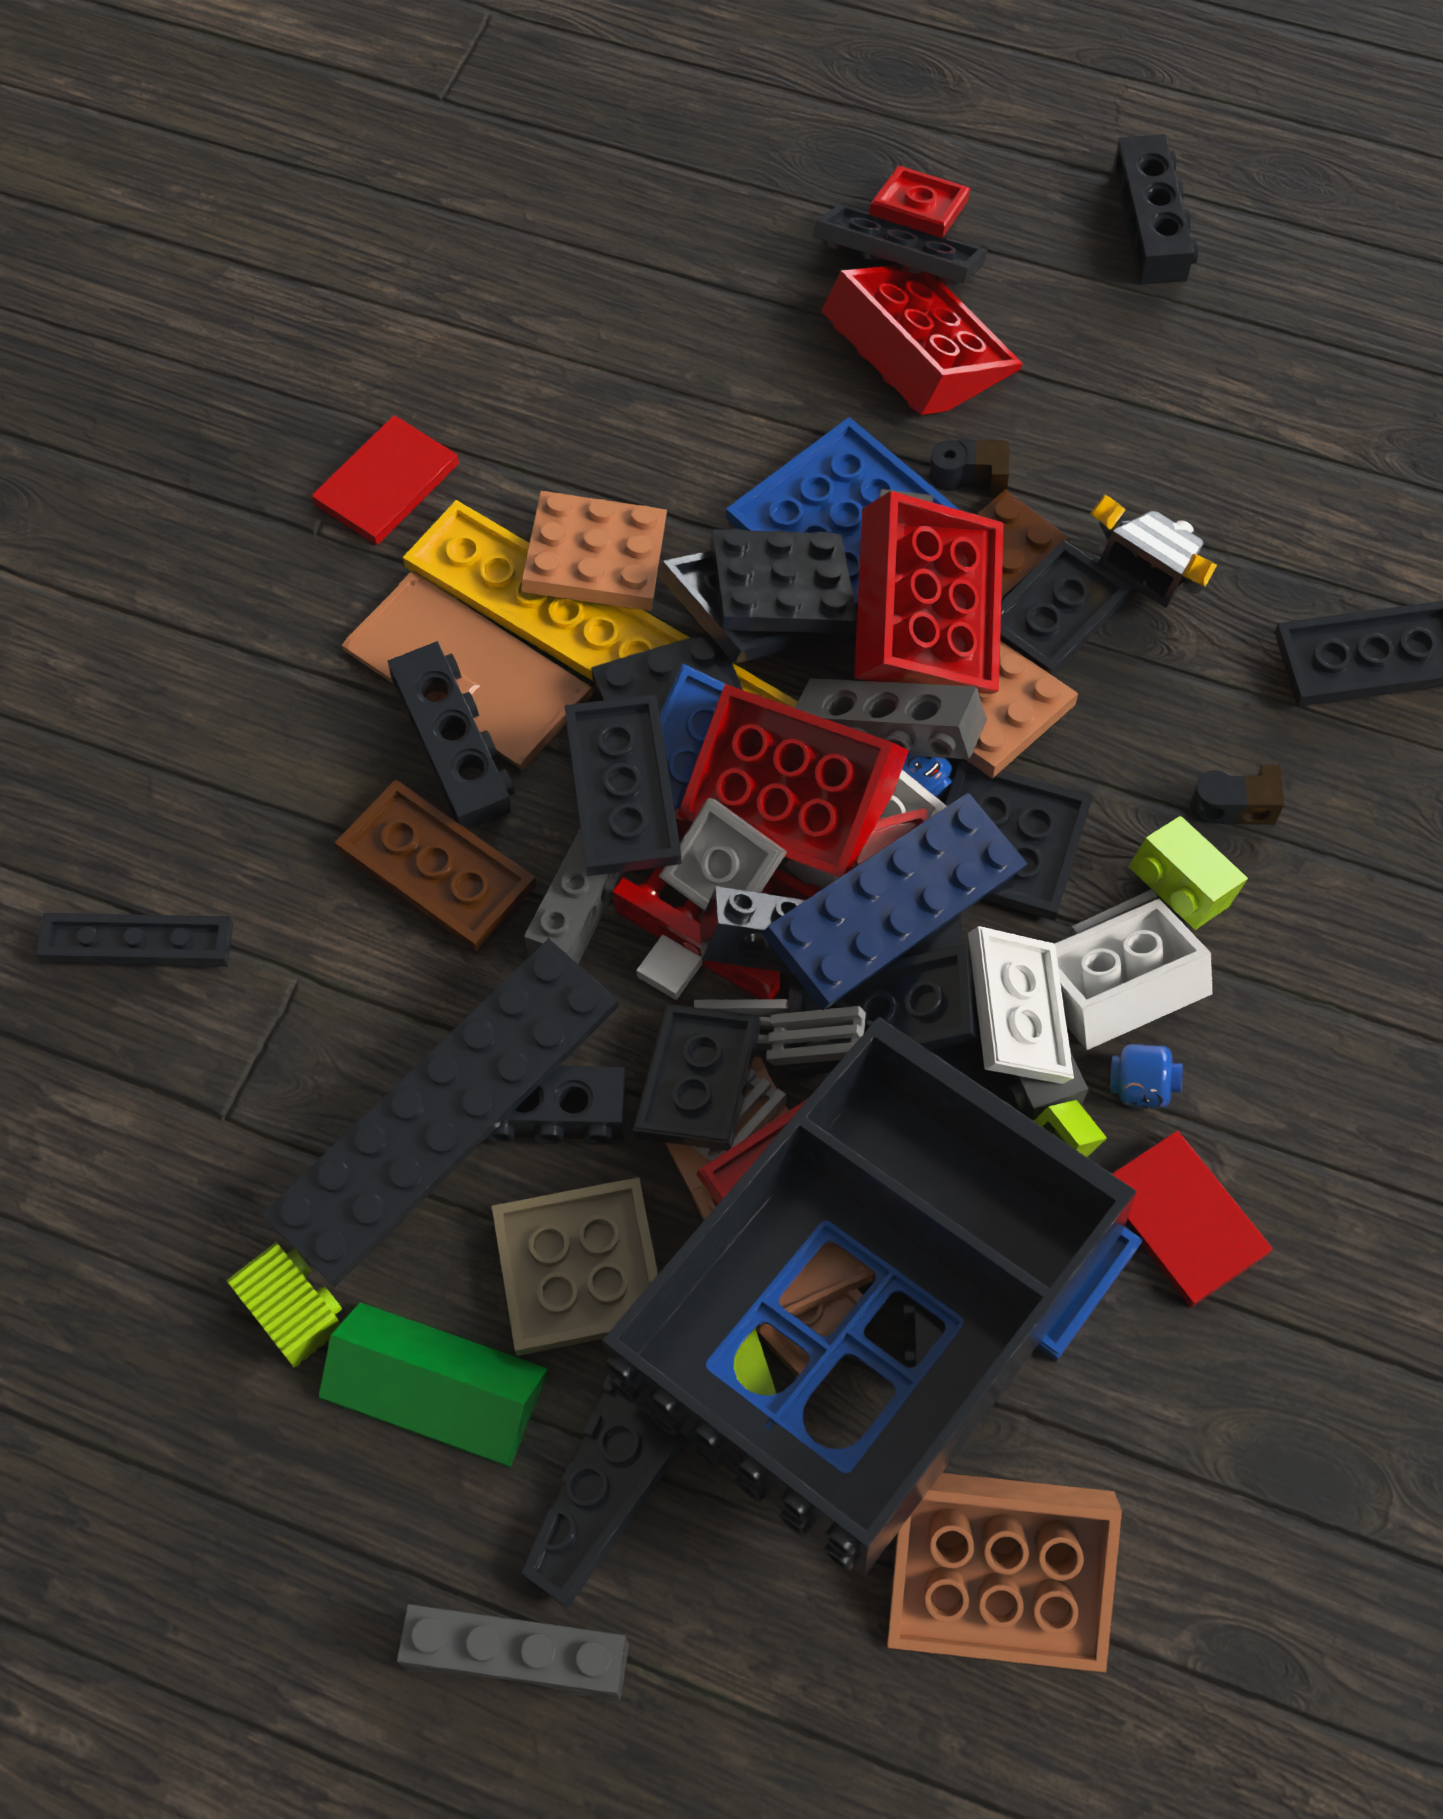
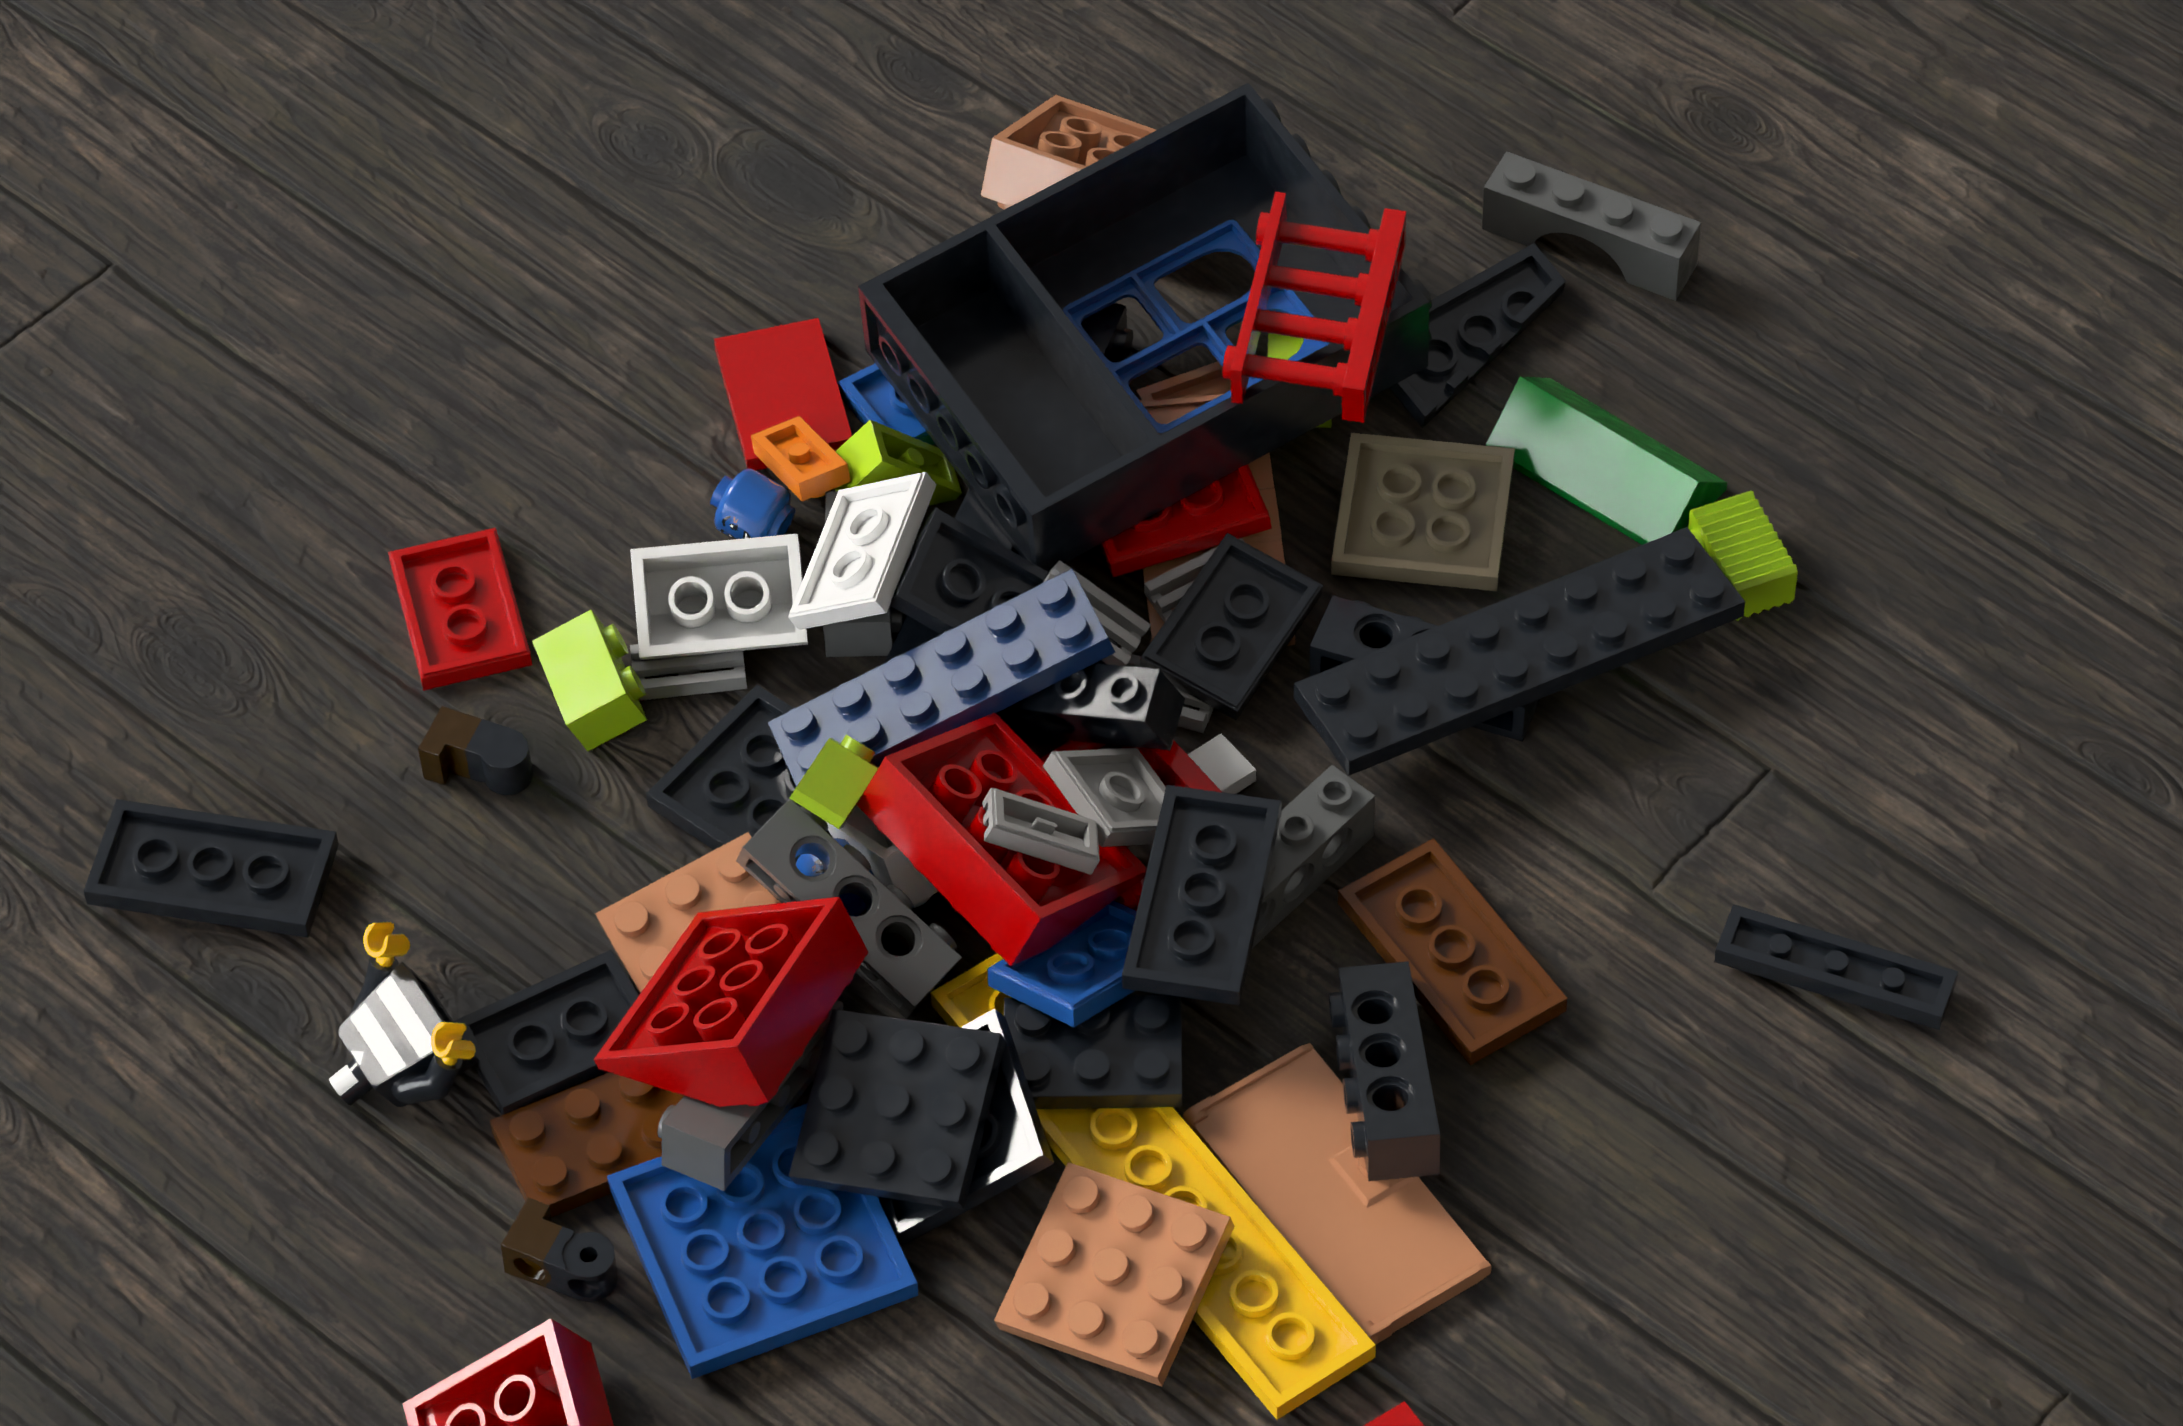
camera: 160 degrees left, 10 degrees down
(654, 1305) = (1359, 335): none -> red fence
(792, 748) = (1041, 831): none -> light grey tile
(935, 764) = (836, 780): none -> lime slope
(1127, 1119) = (800, 458): none -> orange plate
(1331, 927) = (459, 608): none -> red tile

